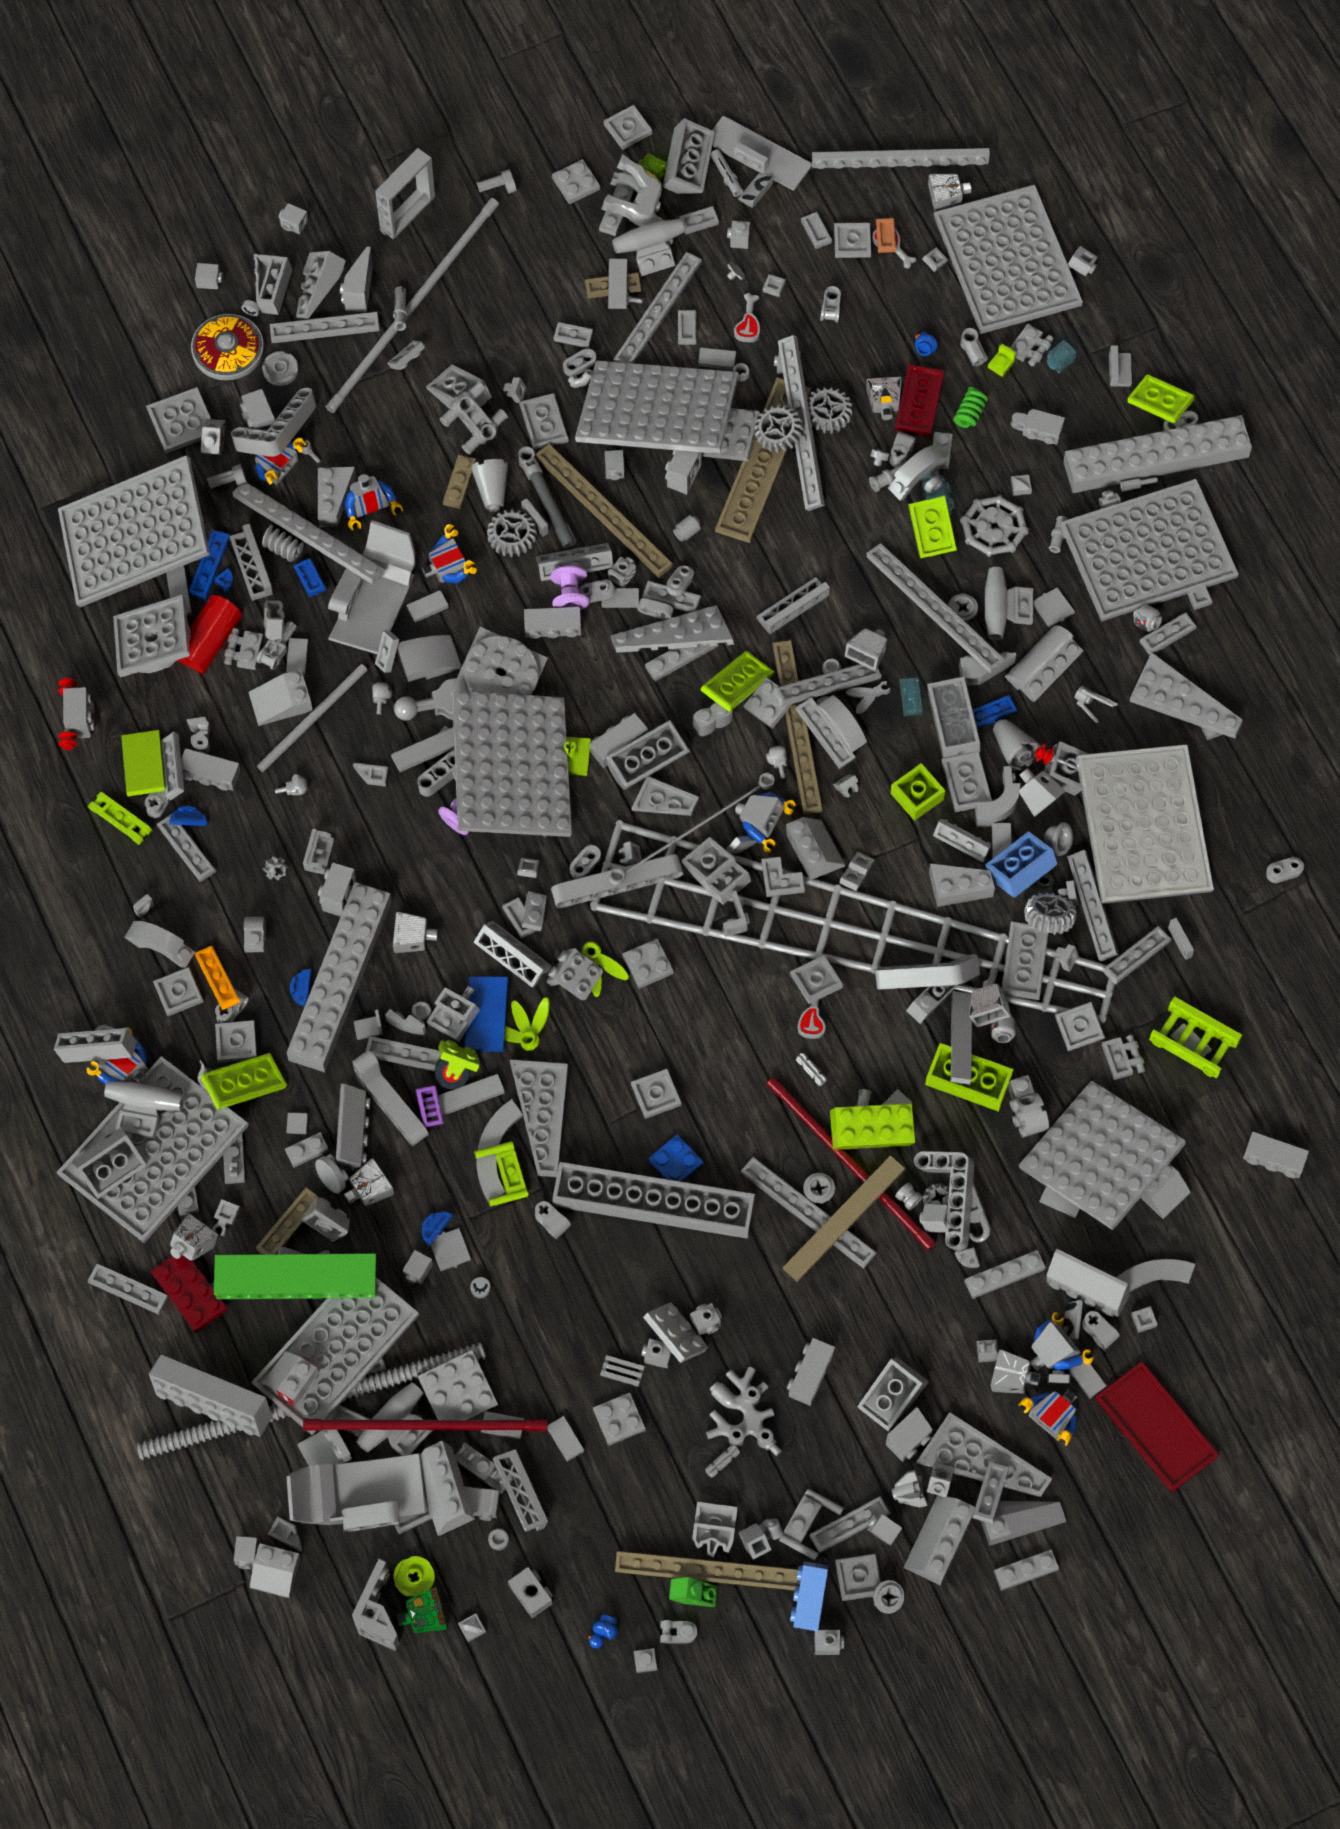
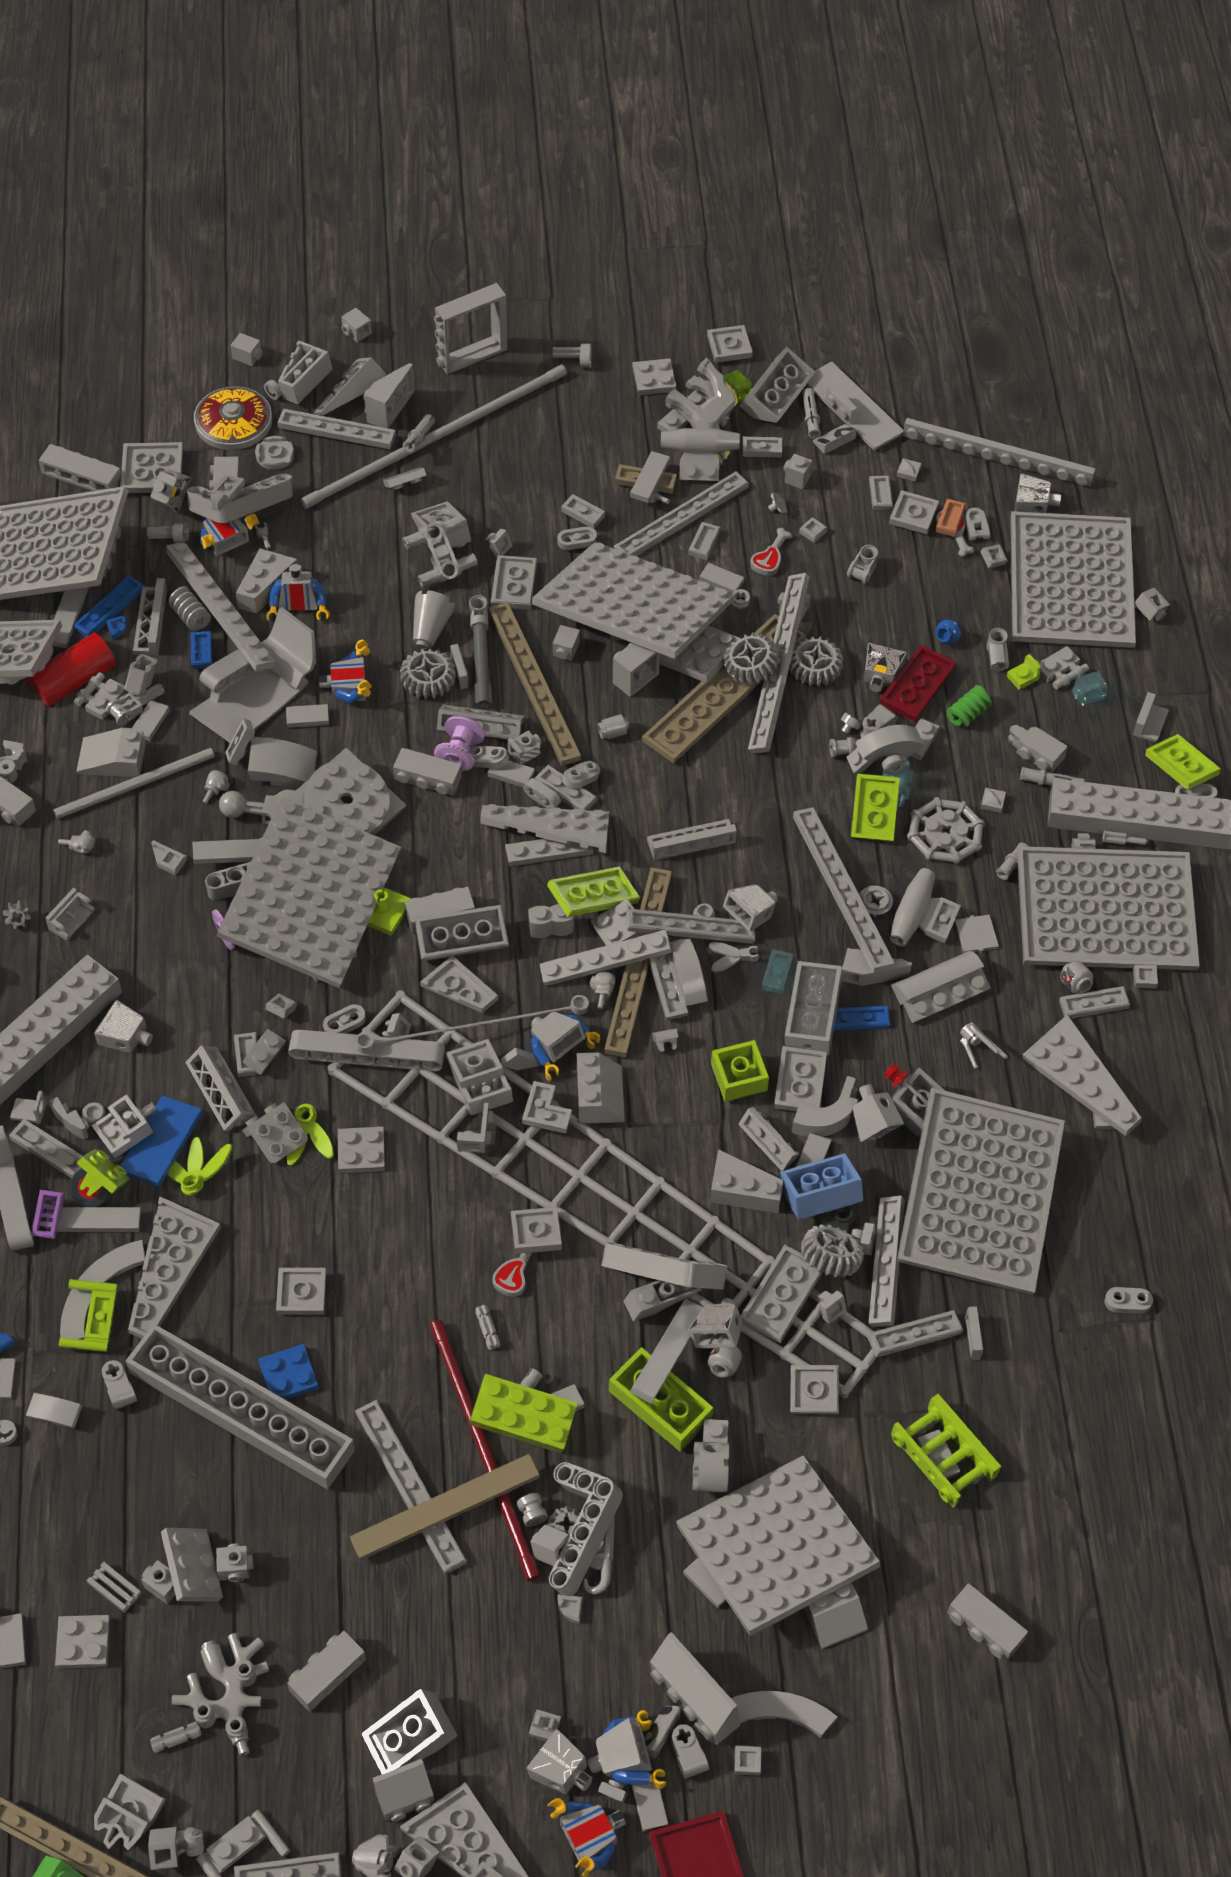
camera: 20 degrees right, 10 degrees down
(120, 444) = (79, 469): none -> light grey brick
(271, 427) = (226, 491): none -> light grey hinge
(336, 888) = (64, 952): light grey brick -> none
(459, 482) = (397, 612): dark tan plate -> none
(511, 1256) = (54, 1410): none -> light grey slope
(582, 381) = (569, 556): light grey arm -> none
(772, 735) = (605, 958): none -> light grey plate
(824, 1181) = (428, 1454): light grey gear -> none
(831, 200) = (908, 470): none -> light grey tile
(857, 871) = (637, 1132): light grey slope -> none
(906, 229) = (976, 519): none -> light grey plate
(1004, 1274) = (605, 1643): light grey plate -> none
(1015, 744) = (870, 1058): light grey cone -> none
(1057, 450) = (1043, 777): none -> light grey pin
(1059, 838) = (879, 1175): light grey hat -> none
(1117, 1057) = (844, 1442): light grey plate -> none

